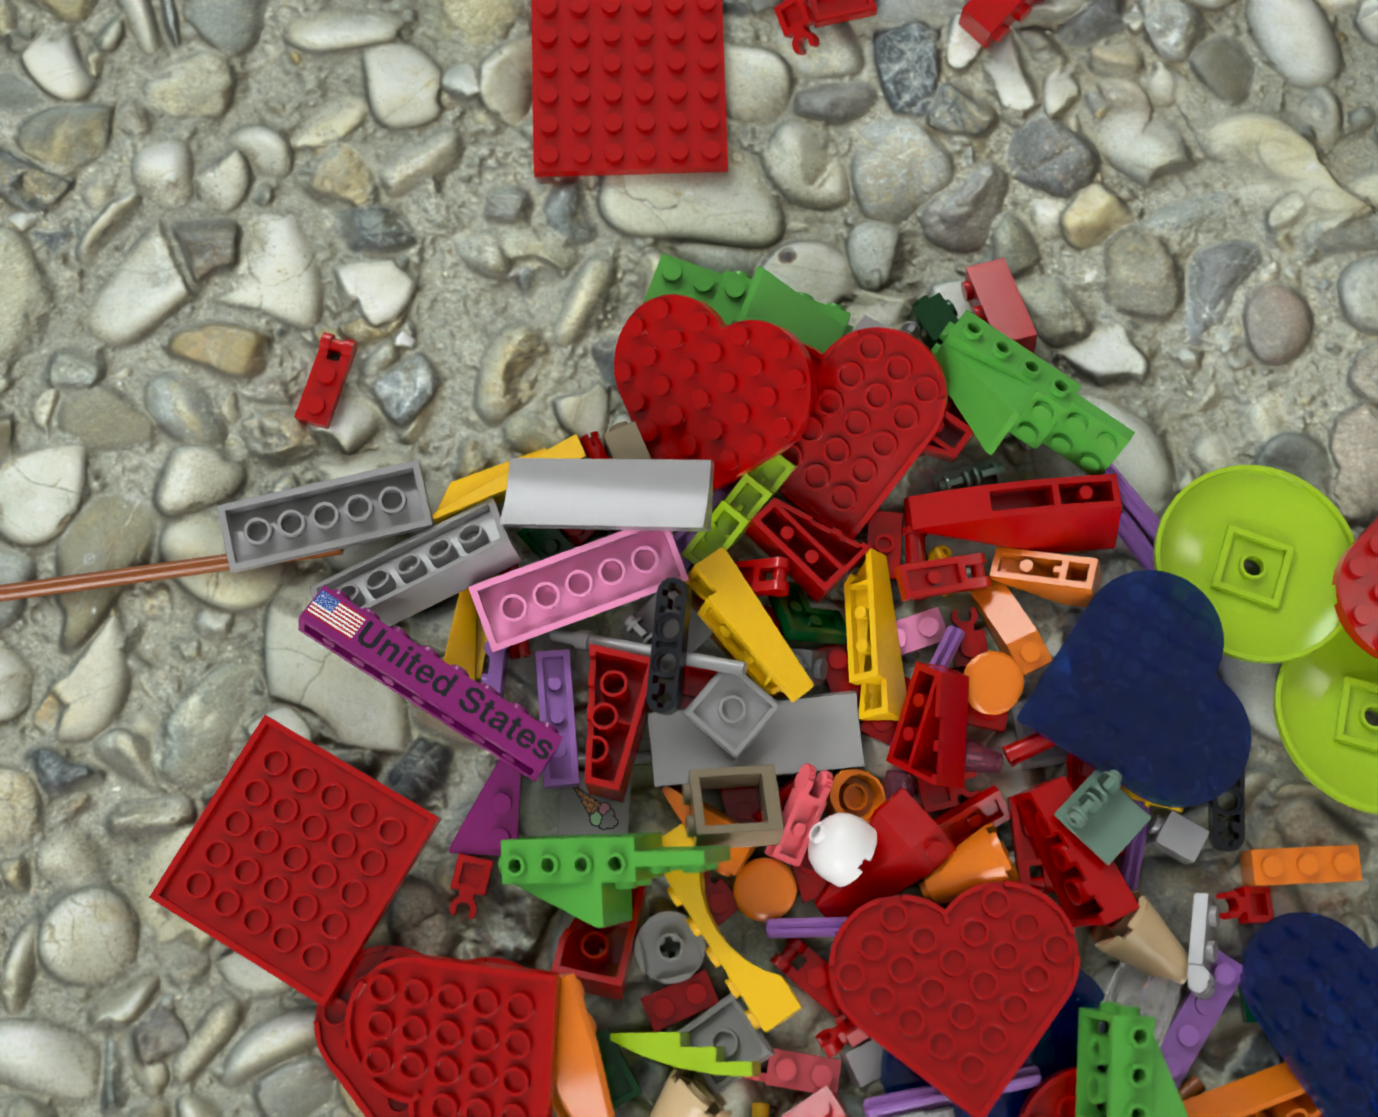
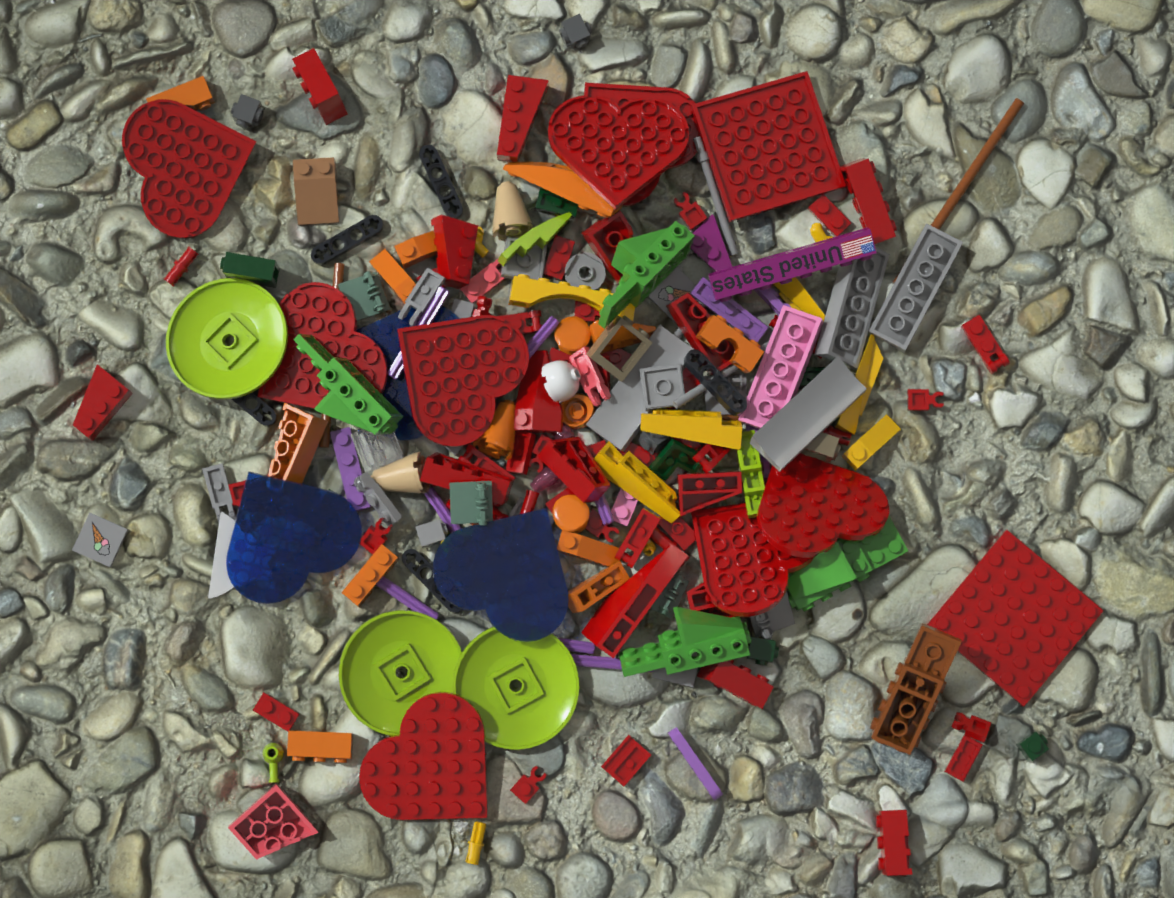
camera: 130 degrees right, 5 degrees up
(257, 672) = (868, 199): none -> red wedge
(322, 703) = (829, 215): none -> red plate
(360, 691) = (818, 233): none -> yellow arm
(384, 927) = (702, 158): none -> light grey bar
(462, 395) = (920, 400): none -> red plate
(569, 408) = (870, 442): none -> yellow slope
(604, 700) = (745, 352): none -> orange arch
(823, 103) = (915, 690): none -> dark orange wedge
(1135, 283) = (695, 763): none -> medium lavender beam
(1208, 363) = (626, 760): none -> red plate
(1278, 792) = (405, 598): none -> medium lavender axle
(1347, 450) = (526, 787): none -> red plate

